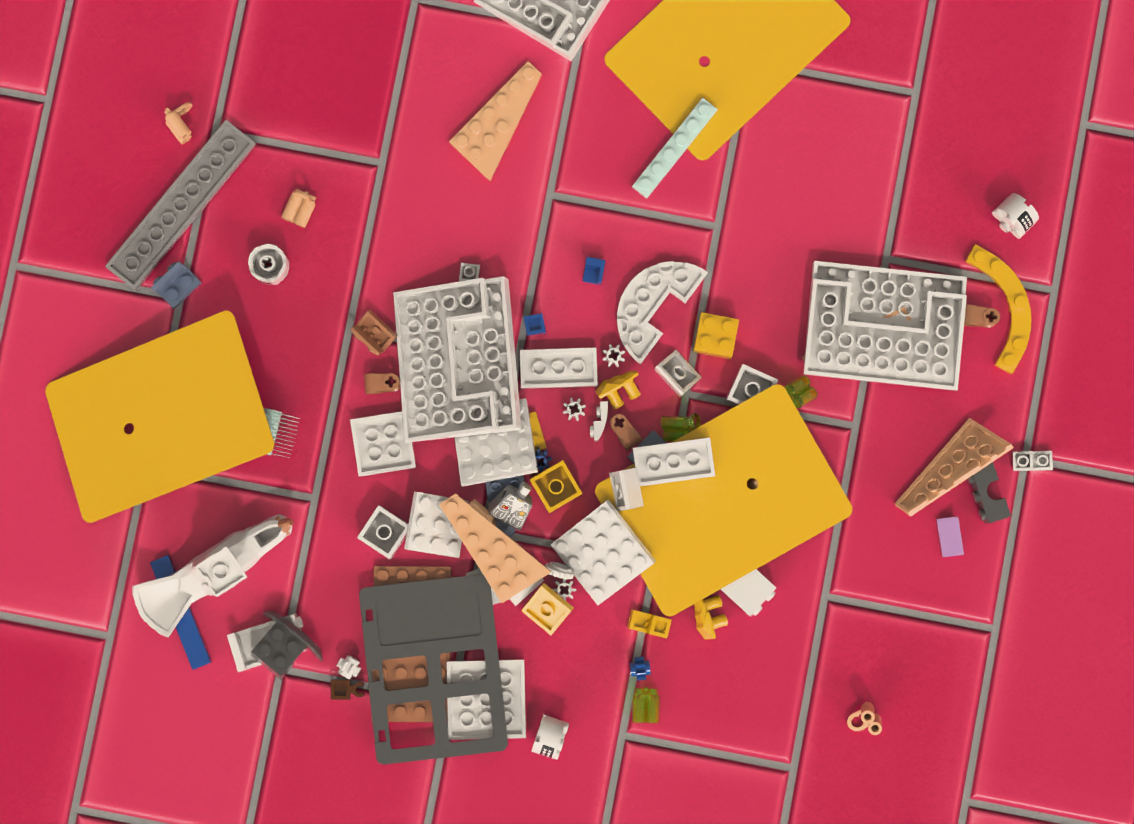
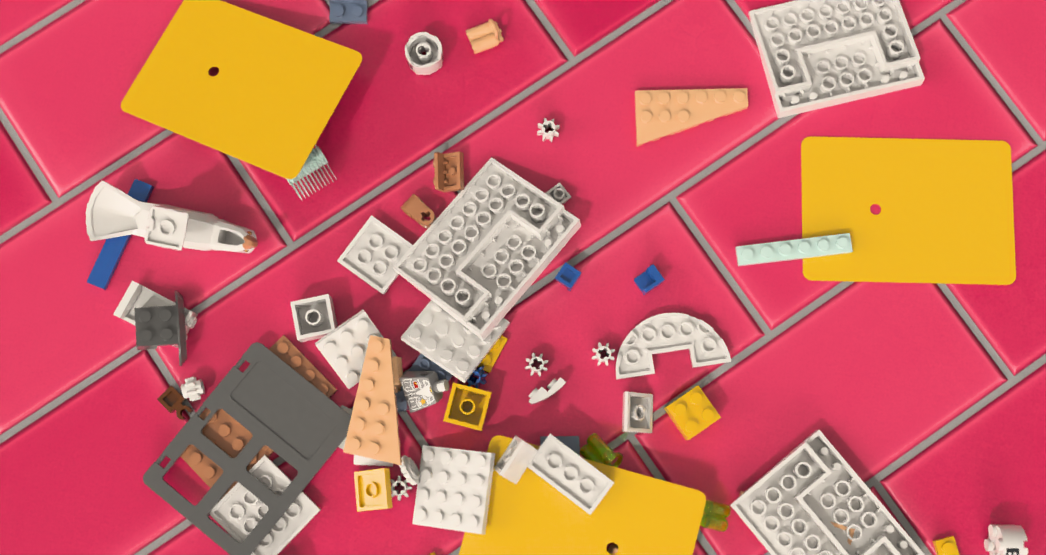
camera: 45 degrees right, 5 degrees down
(410, 230) = (548, 124): none -> white gear
(558, 368) = (554, 324): white plate -> none
(610, 386) = (580, 374): yellow connector -> none
(627, 434) = (557, 420): nougat piece -> none
(748, 384) = (681, 472): white brick -> none

